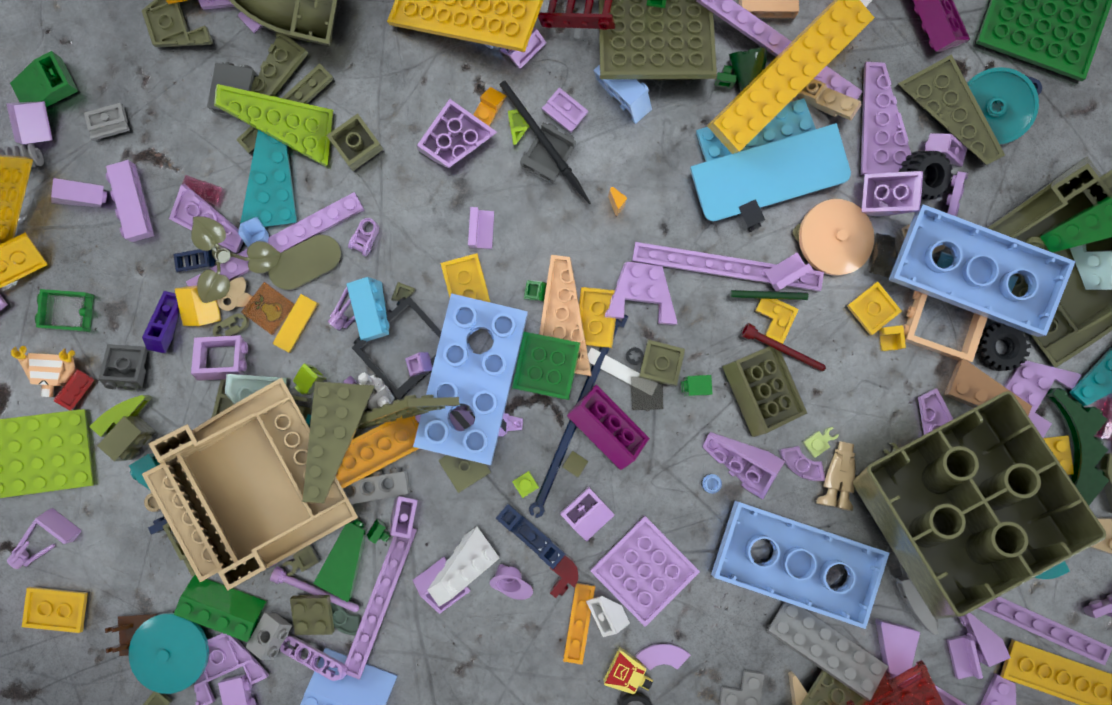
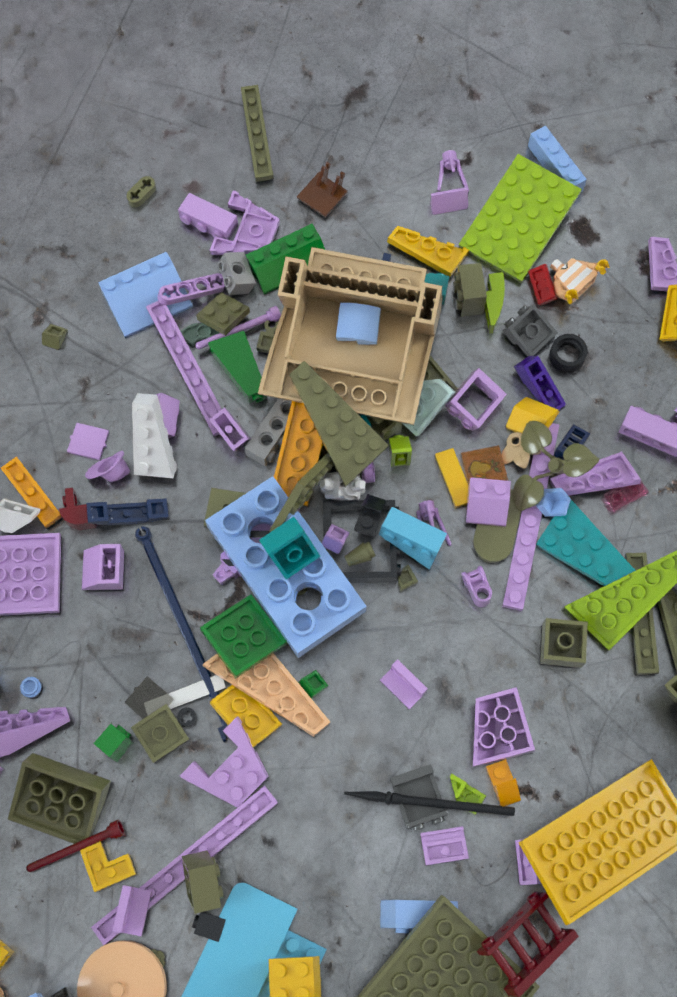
camera: 135 degrees right, 15 degrees down
(54, 609) = (391, 156): yellow plate -> none
(64, 310) = (610, 323): window -> none
(104, 316) = (573, 340): none -> black tyre
(117, 501) = (433, 253): none -> yellow wing
(168, 653) = (288, 201): teal dish -> none
(229, 322) = (489, 428): olive beam -> none
(232, 494) = (358, 323): none -> light blue slope
(294, 280) = (488, 501): none -> lavender slope
(377, 532) = (238, 406): green tile -> none
(378, 354) = (370, 515): none -> black slope
(415, 334) = (360, 554): none -> olive cone
(459, 378) = (289, 548): none -> teal brick
(465, 277) = (370, 635): yellow plate -> none
(503, 621) = (88, 441): none -> lavender piece
(525, 484) = (169, 541): lime brick -> none
(575, 464) = (148, 593): olive slope -> none
(608, 427) = (150, 643): magenta slope -> none
(617, 200) = (325, 816): light orange slope -> none
(730, 241) = (202, 881): none -> olive brick
(769, 295) = (131, 873): dark green bar -> none
(874, 308) = (33, 962): yellow plate -> none

